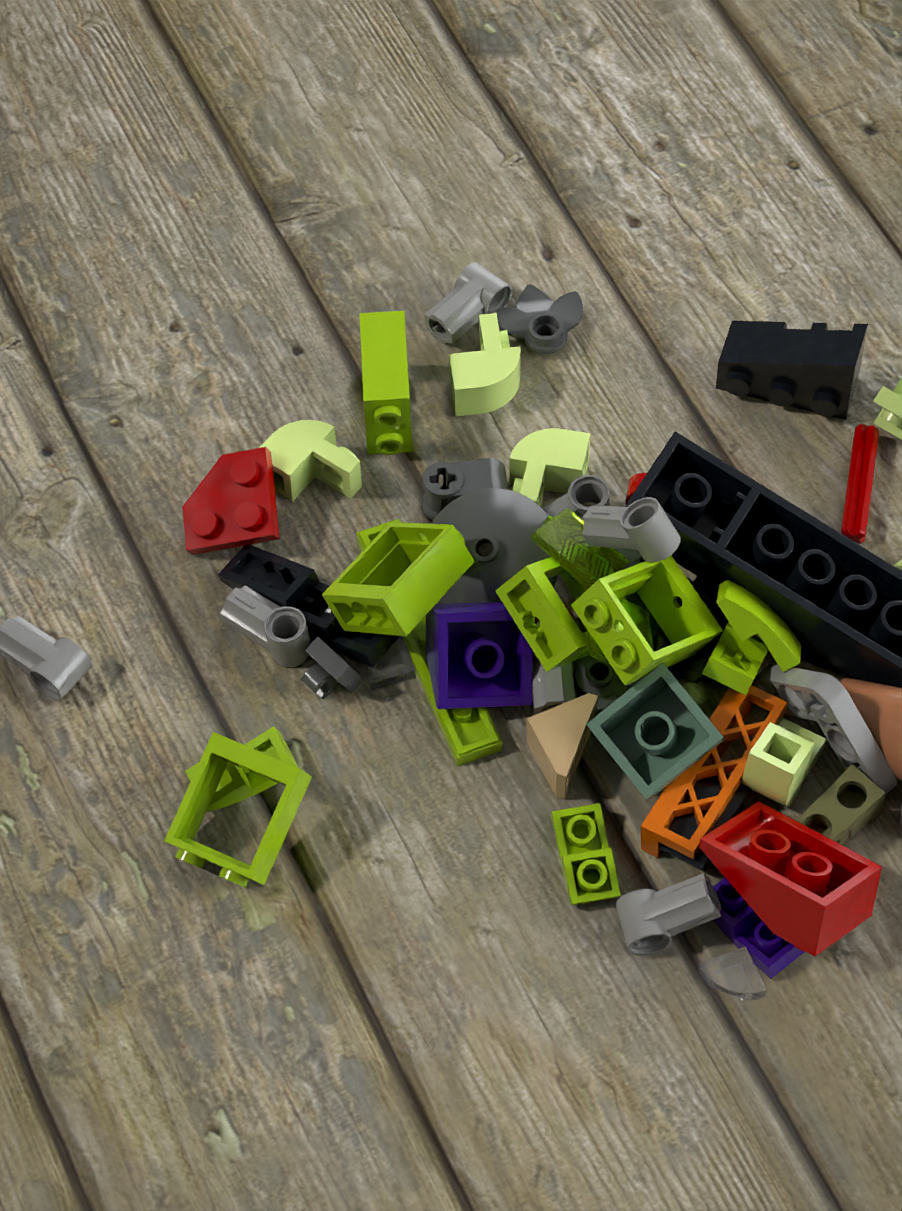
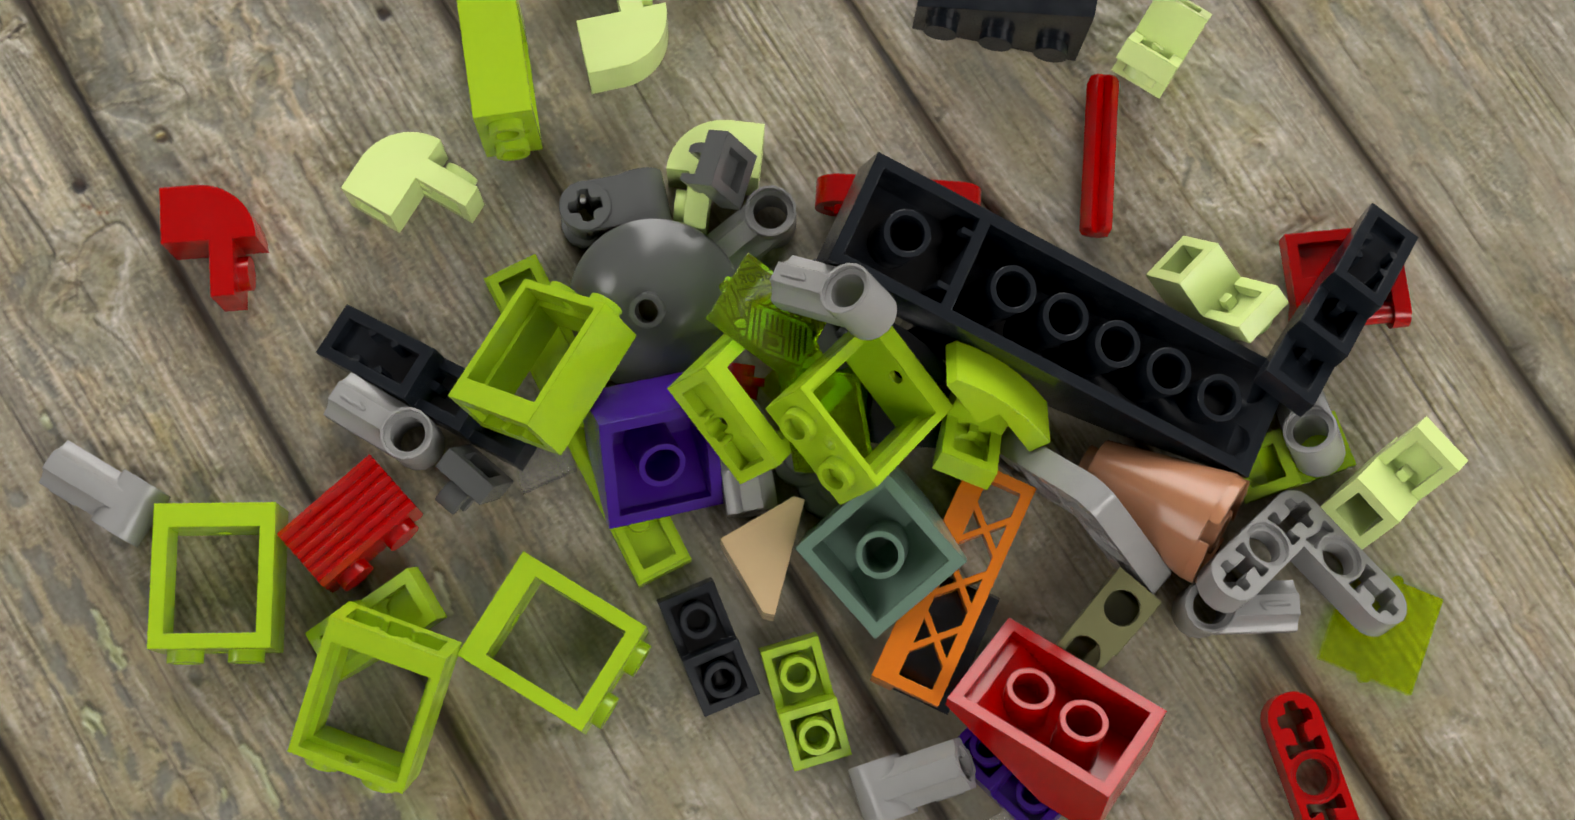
camera: 15 degrees left, 20 degrees up
(129, 683) = (218, 520): none -> lime window
(149, 479) = (215, 226): none -> red brick
(233, 504) = (323, 257): red plate -> none
(233, 692) = (352, 526): none -> red brick
(347, 765) = (505, 612): none -> lime window
(509, 808) = (708, 646): none -> black slope
(552, 455) = (722, 169): none -> dark grey tile
(782, 761) = (1037, 563): yellowish green brick -> none

